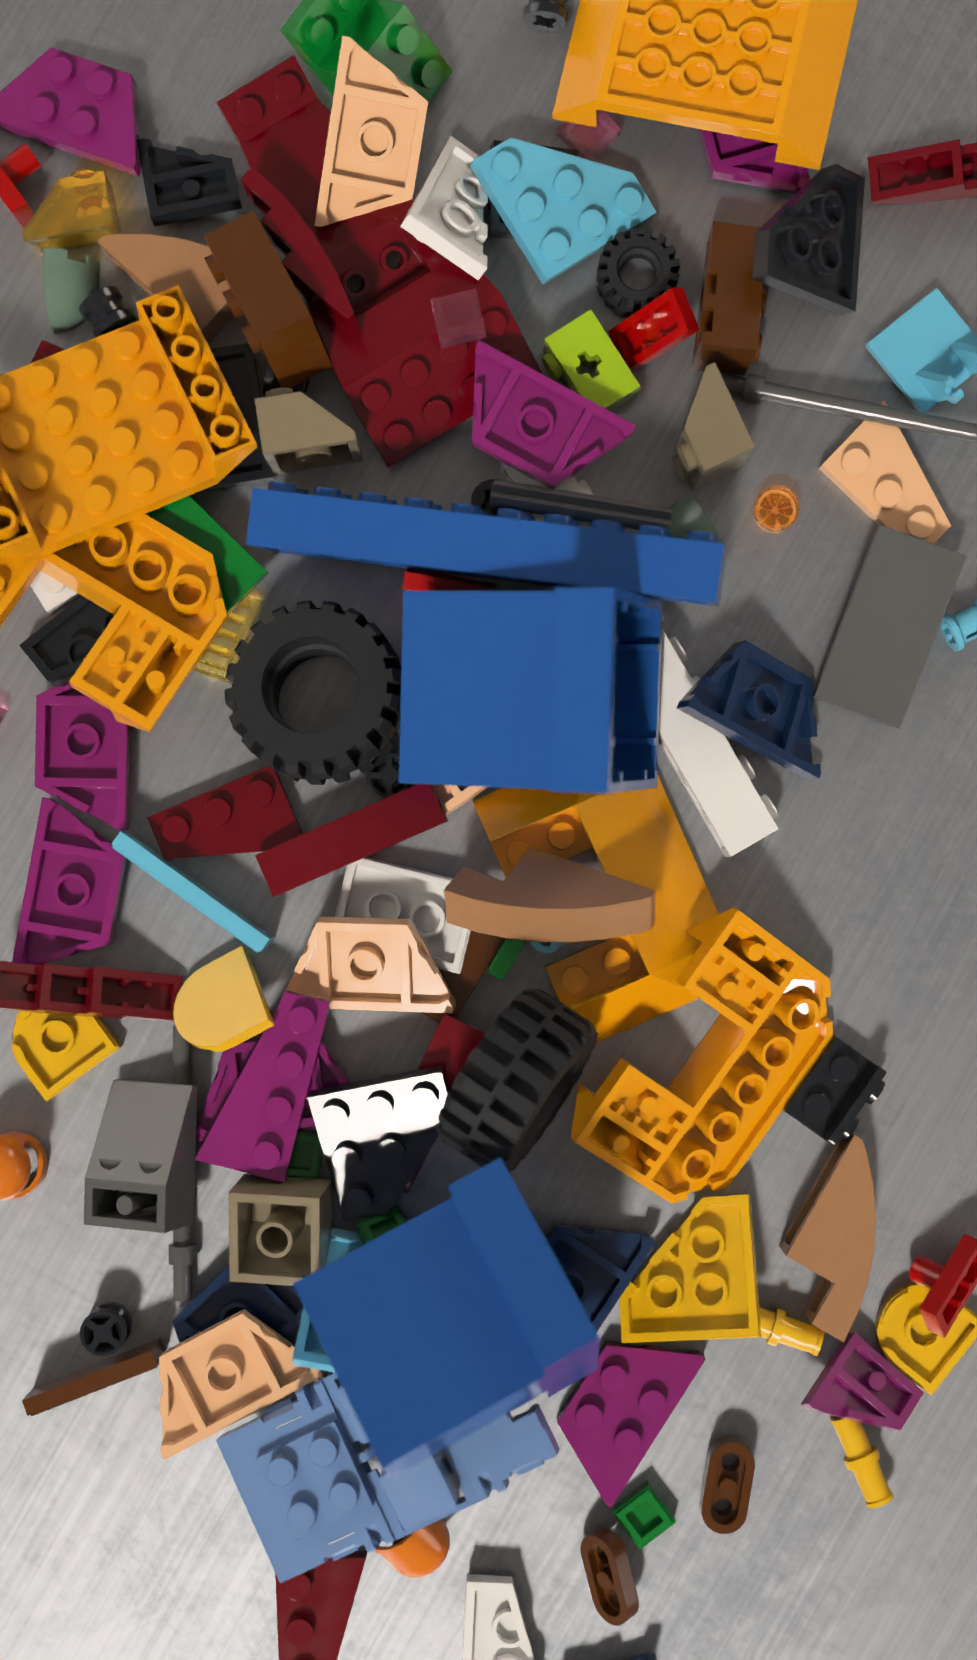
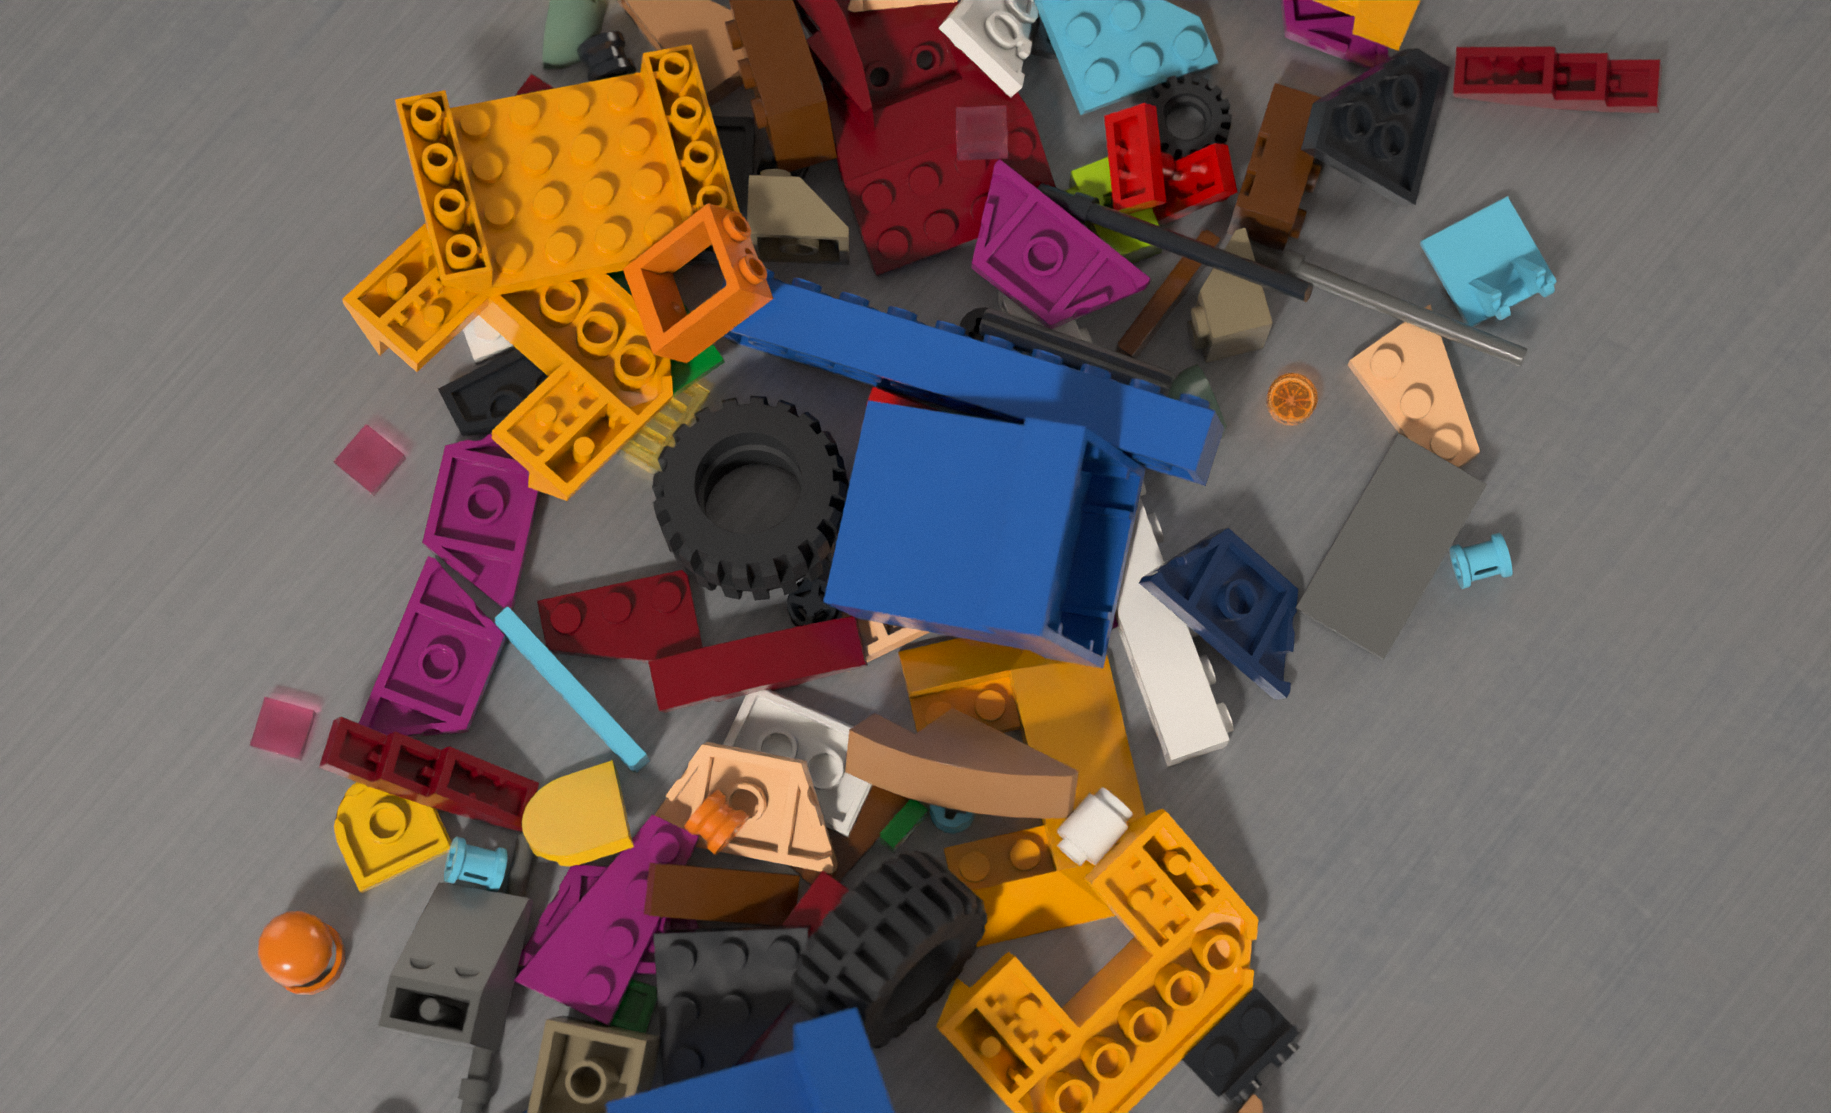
camera: 10 degrees right, 10 degrees down
(141, 1061) = (475, 864): none -> medium azure bush
(193, 525) = (657, 298): none -> orange window
(342, 989) = (716, 822): none -> orange wheel
(359, 1049) = (720, 894): none -> reddish brown tile
(567, 372) = (1089, 210): none -> black bar
(602, 316) = (1136, 159): none -> red tile
(651, 436) = (1163, 302): none -> reddish brown tile
(675, 933) = (1093, 827): none -> white brick

